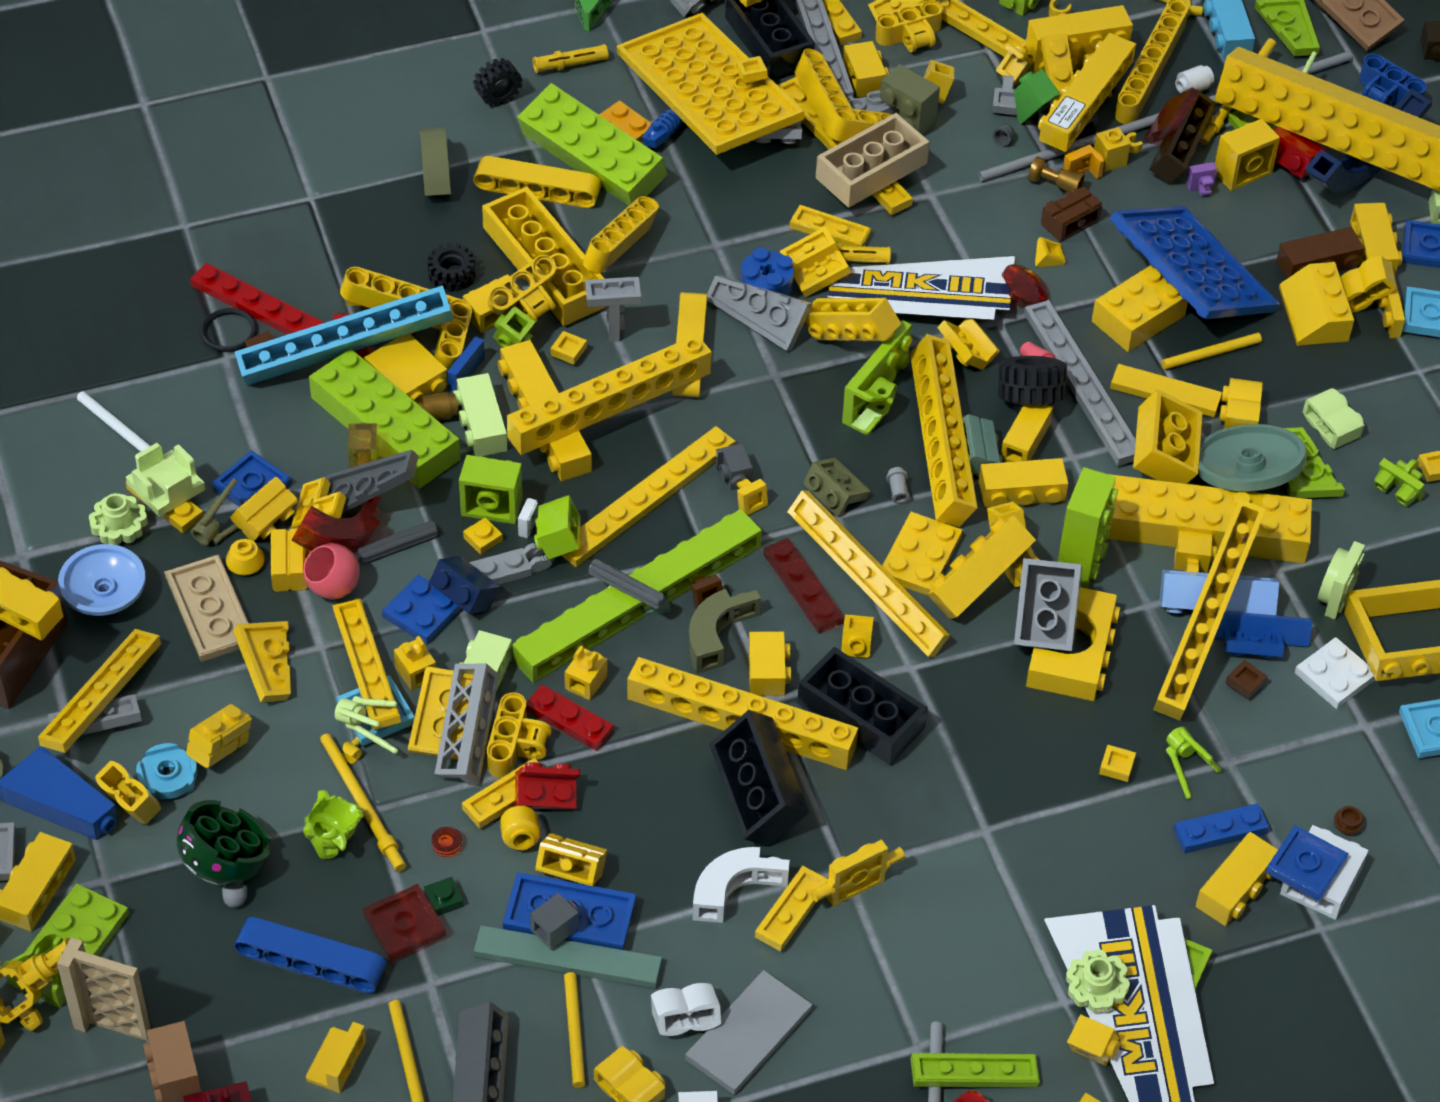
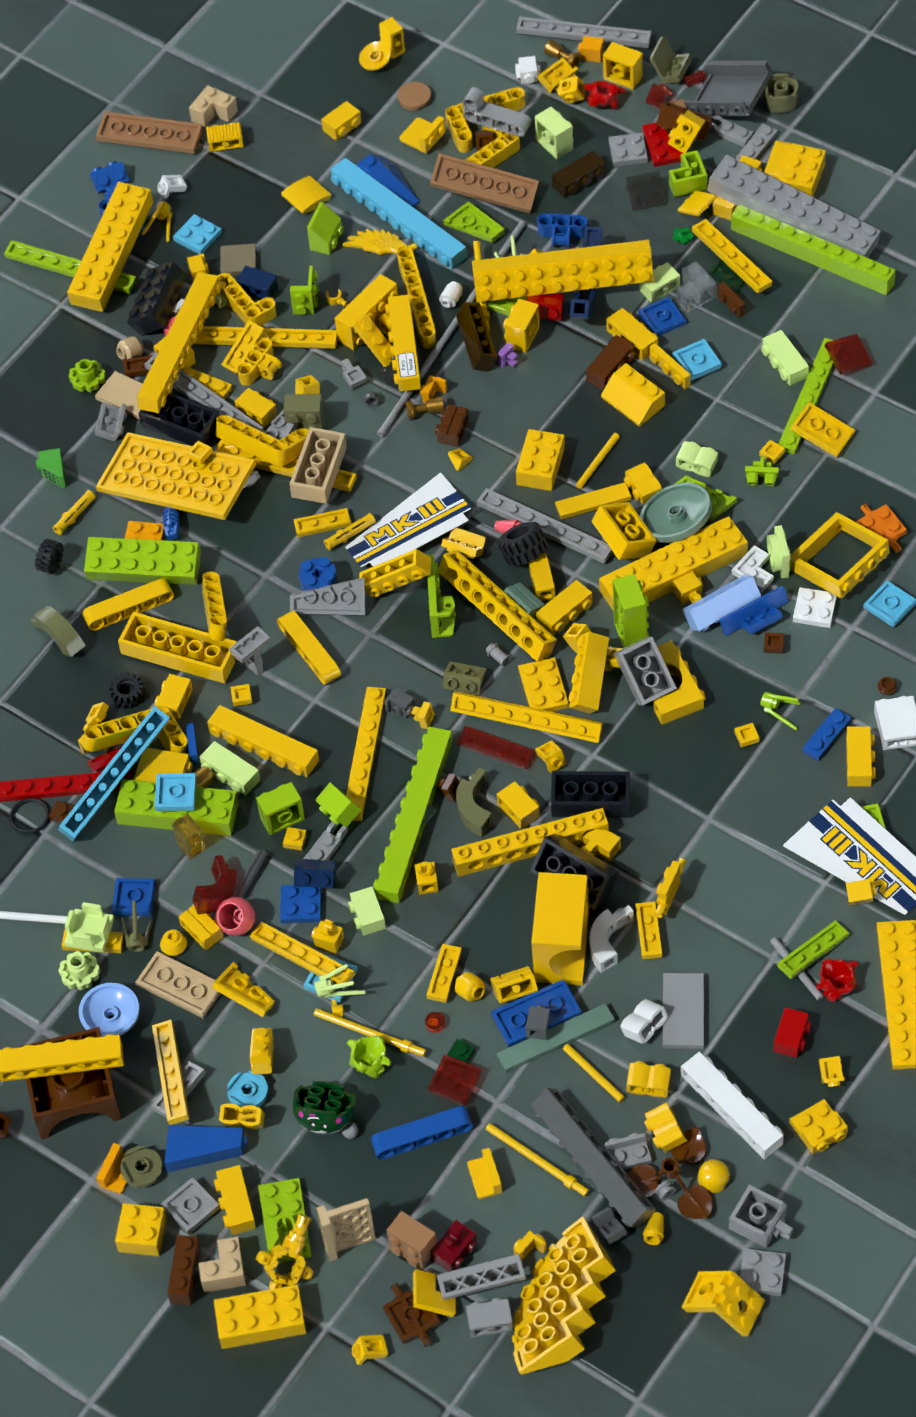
camera: 30 degrees left, 5 degrees up
(264, 510) = (161, 907): yellow brick -> none
(315, 495) = (185, 886): yellow tile -> none
(372, 478) = (205, 854): dark grey wing -> none
(387, 394) = (175, 792): none -> medium azure plate
(398, 270) = (96, 714): none -> yellow plate
(432, 709) = (372, 952): yellow tile -> none
(476, 725) = (398, 946): light grey fence -> none
(513, 328) = (202, 705): lime brick -> none
(520, 739) = (427, 938): yellow piece -> none
(527, 518) = (312, 810): white tile -> none
(532, 296) = (203, 678): yellow piece -> none
(546, 787) = (464, 956): red bracket -> none
(569, 717) = (437, 908): red plate -> none
(608, 394) = (299, 708): yellow brick -> none
(626, 584) = (408, 812): dark grey axle -> none
(672, 825) = (560, 928): none -> yellow piece
(816, 261) = (338, 547): yellow slope -> none
(823, 768) = (601, 843): none -> yellow brick
(1015, 62) = (340, 349): yellow bracket -> none
(1025, 284) = (465, 486): clear red dish -> none
(1033, 94) = (374, 364): bright green slope -> none
(1097, 981) = (837, 859): yellowish green plant -> none
(1116, 147) = (443, 366): yellow brick -> none
(1171, 115) = (461, 327): clear red tile -> none
(1194, 262) = (549, 412): blue plate -> none
(1209, 610) = (731, 616): yellow brick -> none
(1294, 578) = (751, 565): none -> white plate
(1307, 863) = (889, 723): blue tile -> none
(1368, 283) = (653, 363): yellow brick -> none

